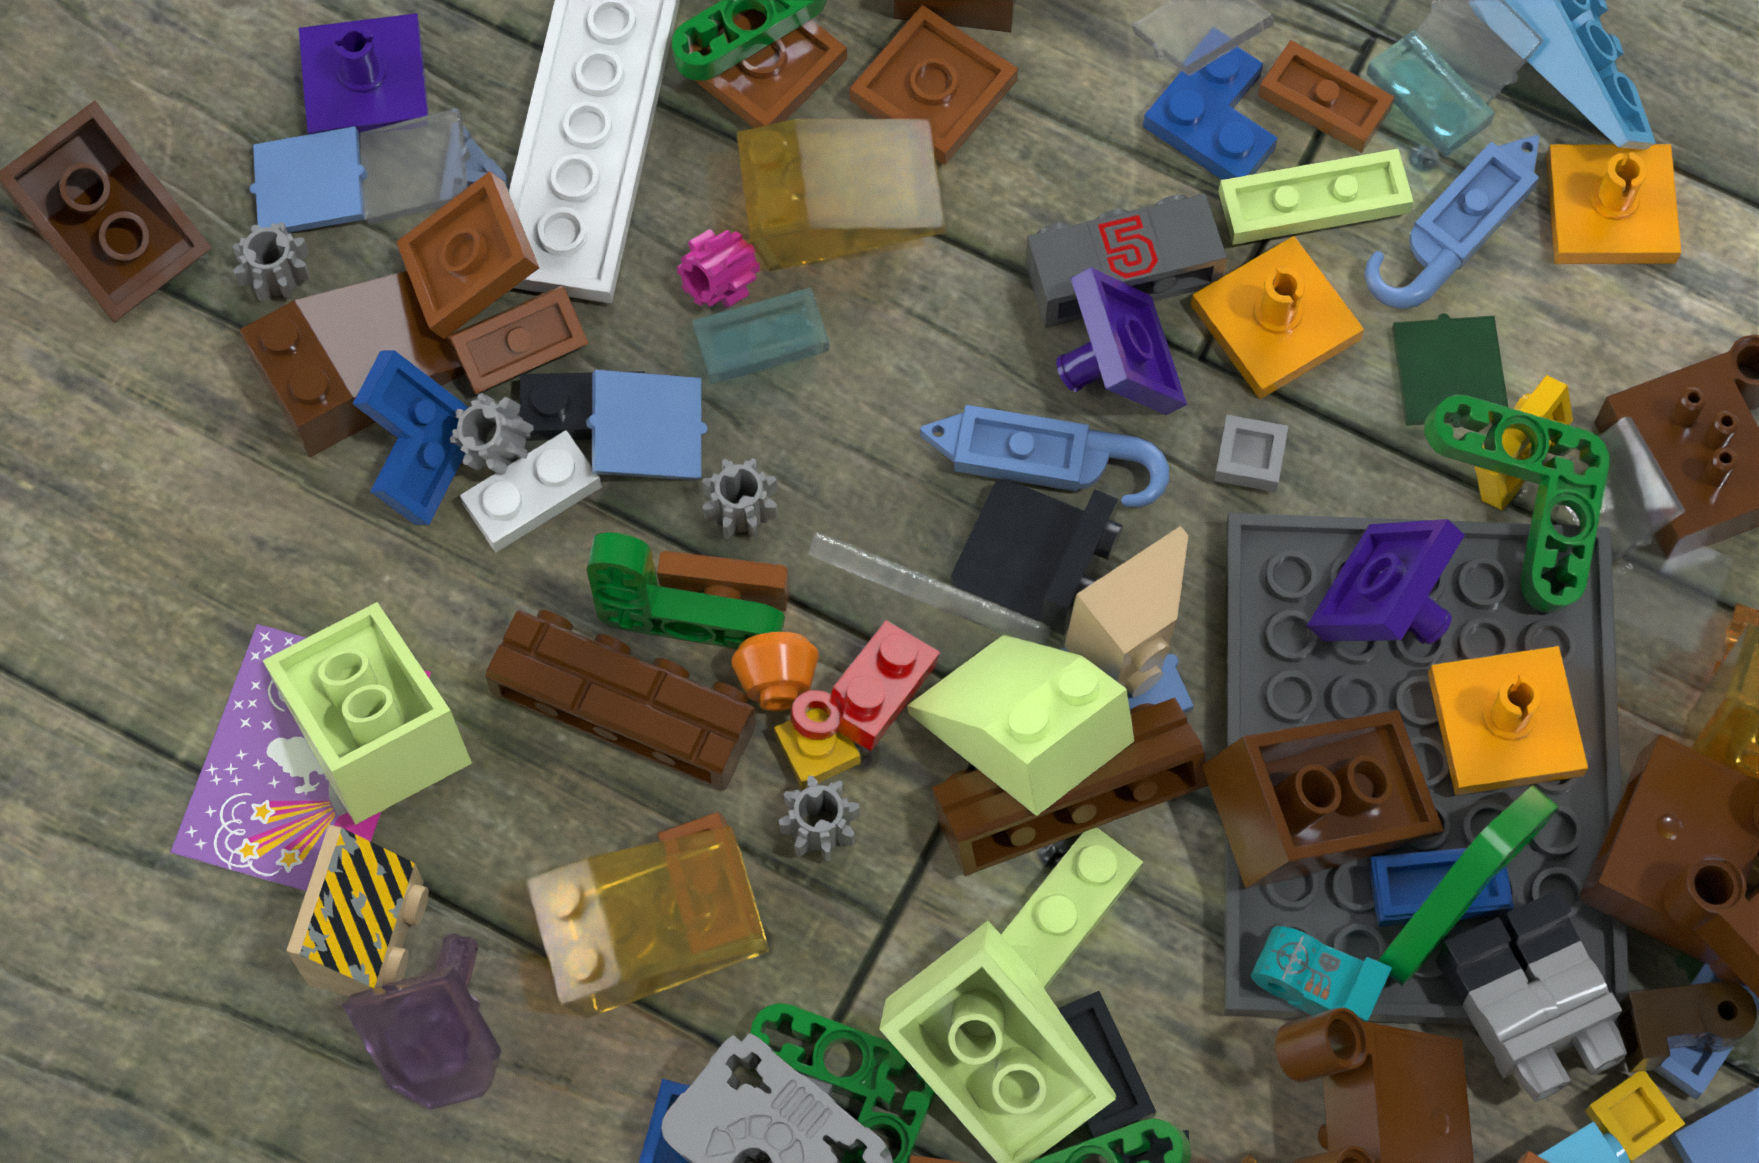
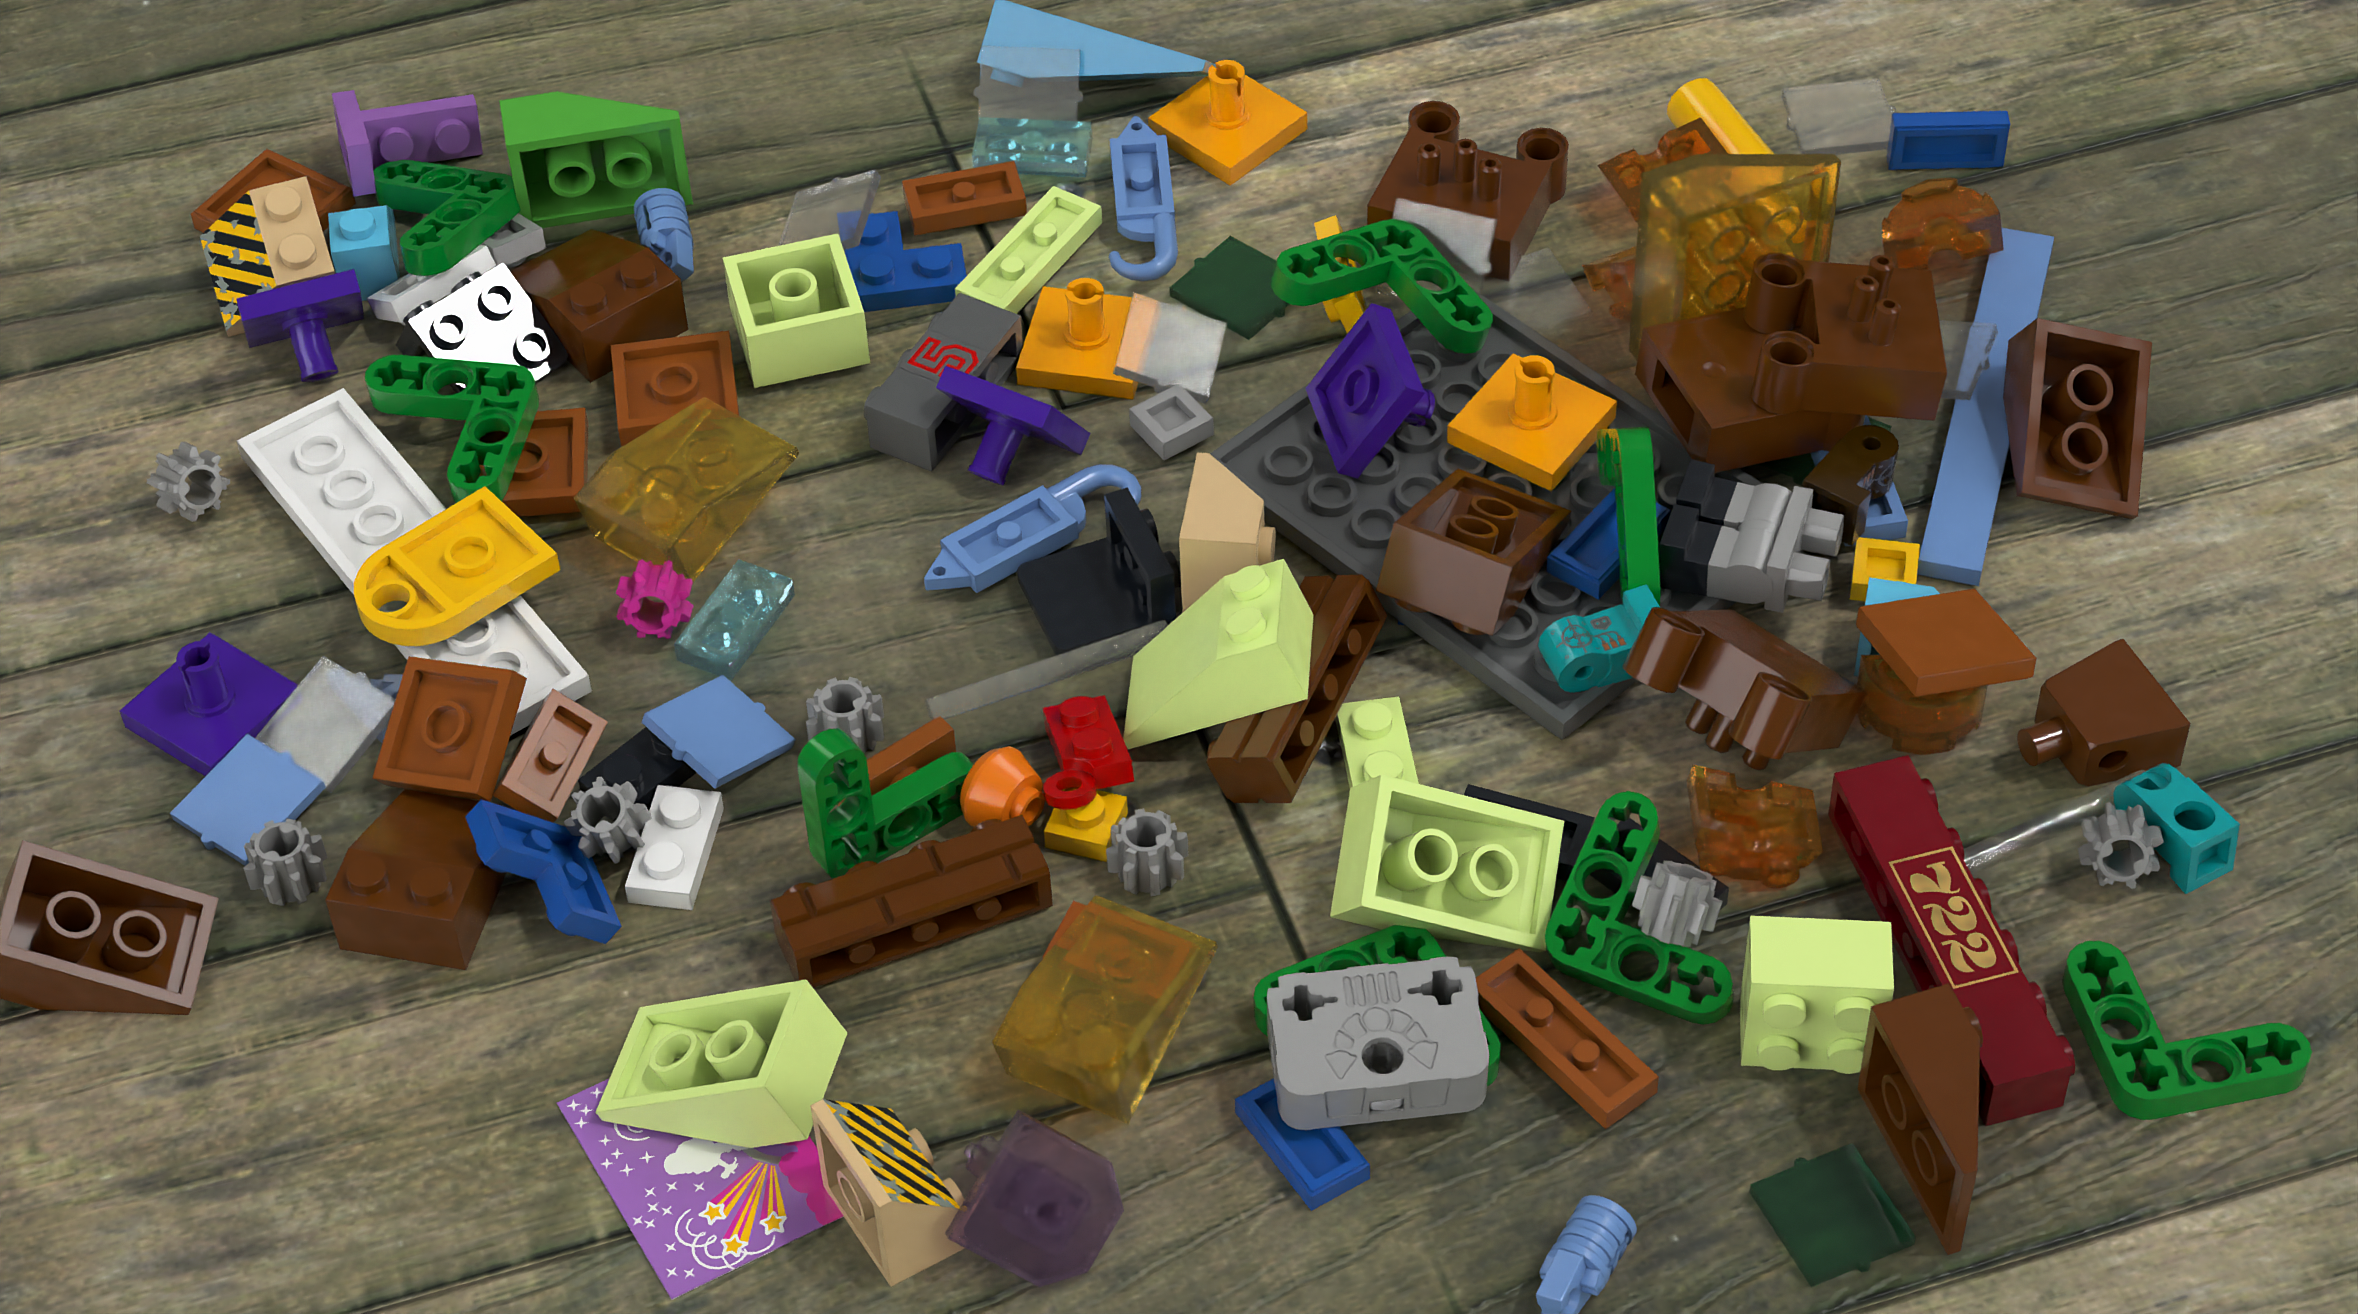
camera: 45 degrees left, 20 degrees down
(599, 118) = (451, 571): none -> yellow plate
(1077, 96) = (796, 310): none -> yellowish green brick
(1325, 383) = (1169, 347): none -> clear piece

